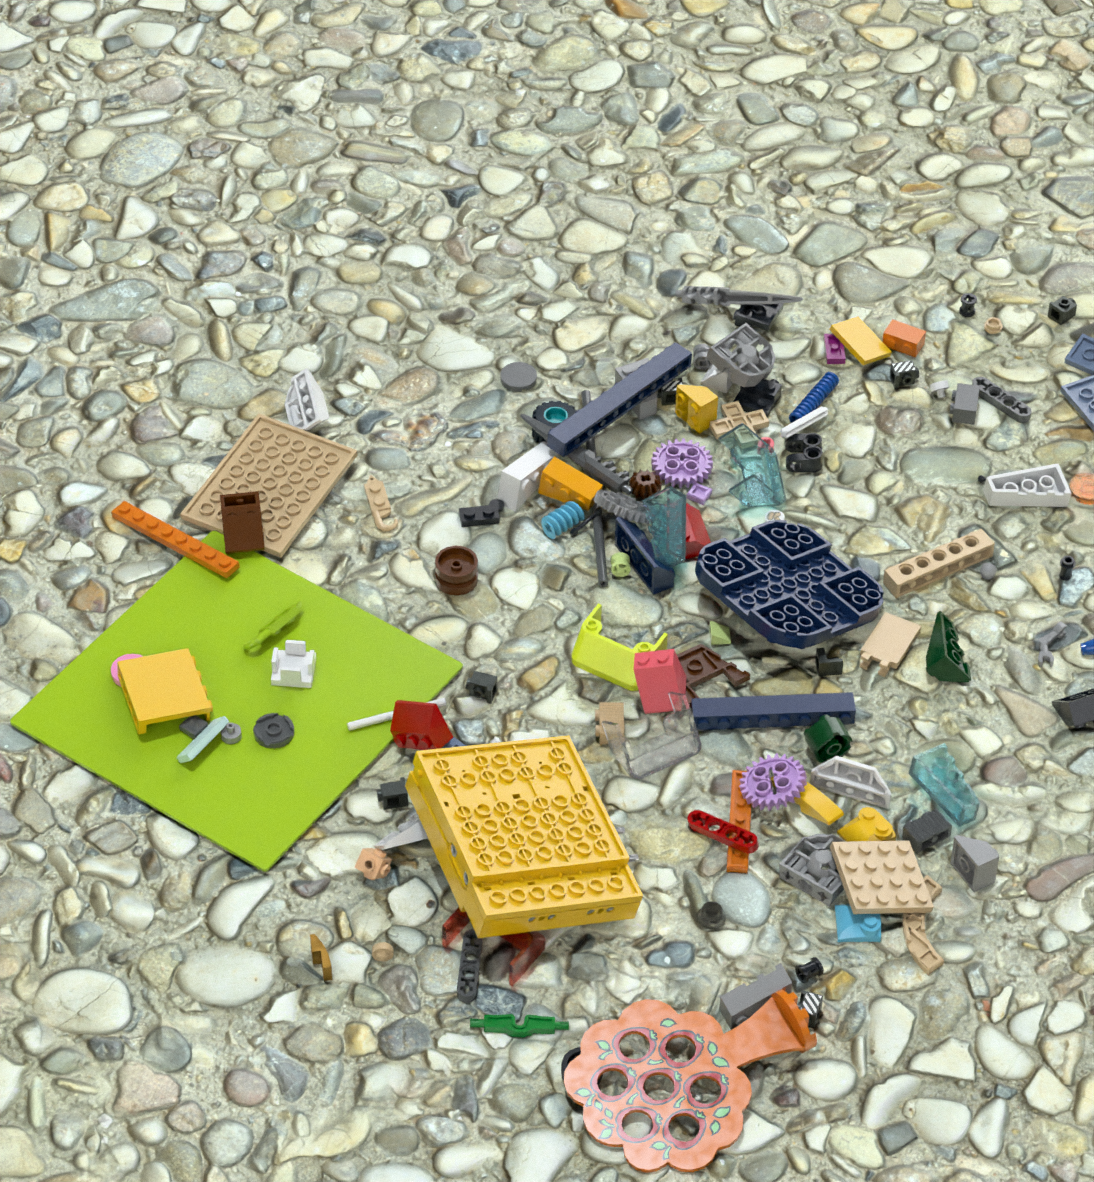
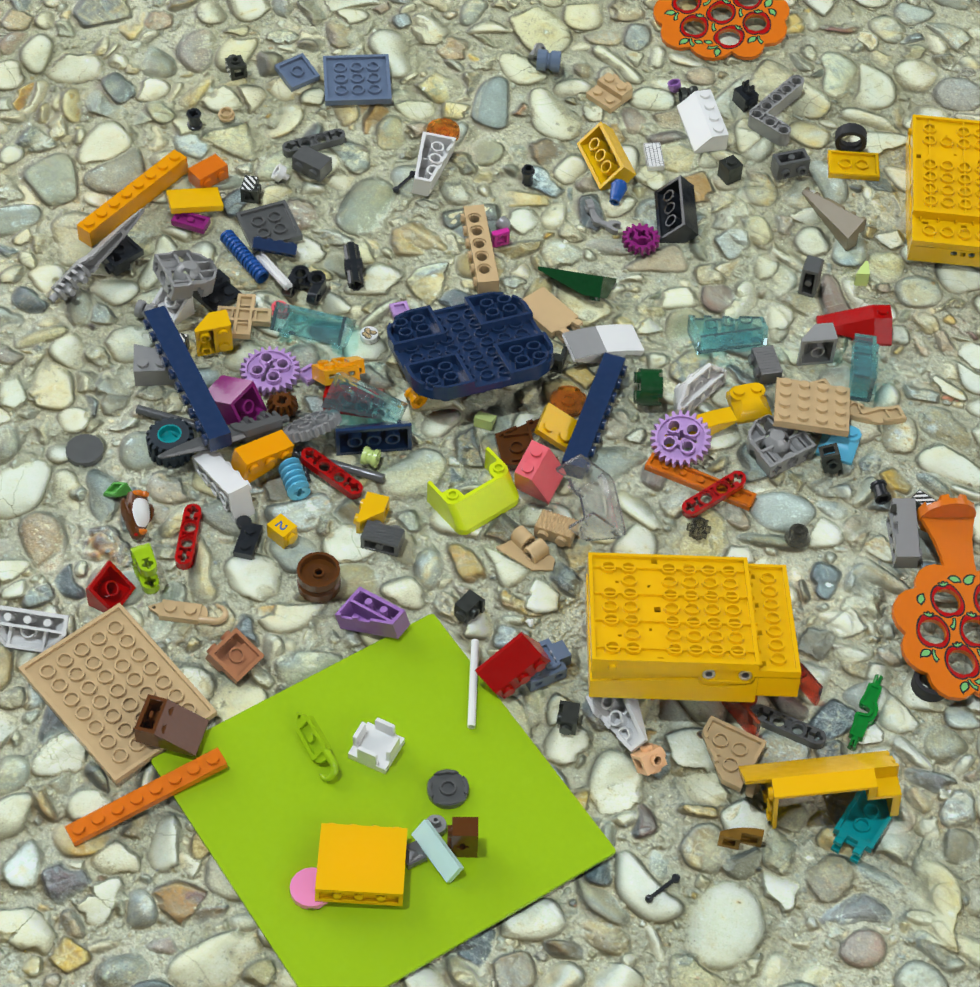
camera: 70 degrees left, 5 degrees up
(218, 748) = (463, 836): none -> reddish brown brick
(259, 924) = (675, 879): none -> black hinge
(344, 544) = (234, 655): none -> nougat plate
(373, 441) = (108, 588): none -> red slope
(384, 1051) = (861, 825): none -> teal tile
(405, 457) = (145, 567): none -> lime piece
(409, 1002) = (827, 775): none -> yellow panel
(417, 927) = (729, 749): none -> tan plate
(433, 617) = (372, 615): none -> medium lavender wedge
(461, 430) = (136, 513): none -> animal
(462, 477) = (185, 536): none -> red beam
(486, 412) = (117, 489): none -> bright green slope
(498, 532) = (282, 531): none -> yellow brick
(530, 603) = (382, 537): none -> dark grey brick
(554, 585) = (371, 508): none -> yellow slope
(575, 711) = (528, 550): none -> tan panel
(586, 543) = (333, 471): none -> red beam
(627, 447) = (236, 398): none -> magenta slope
(673, 831) = (698, 528): none -> clear smoke gear
(700, 497) = (325, 369): none -> light orange piece
(736, 681) = (555, 426): none -> yellow plate
(782, 685) = (568, 399): none -> clear orange tile
(823, 529) = (398, 307): none -> lavender tile
(824, 913) = (830, 462): none -> pearl dark grey brick
(836, 414) = (274, 247): none -> dark blue piece
(837, 299) = (132, 198): none -> light orange brick
(853, 478) = (353, 266): none -> black piece
(865, 403) = (269, 221): none -> dark grey plate
(872, 692) = (591, 343): none -> slope
(964, 573) = (500, 237): none -> dark pink tile
(973, 911) = (863, 367): none -> clear light blue wedge
(1038, 683) = (641, 239): none -> magenta gear
(1040, 902) = (865, 320): none -> red wedge
(1073, 832) = (810, 276): none -> dark grey brick

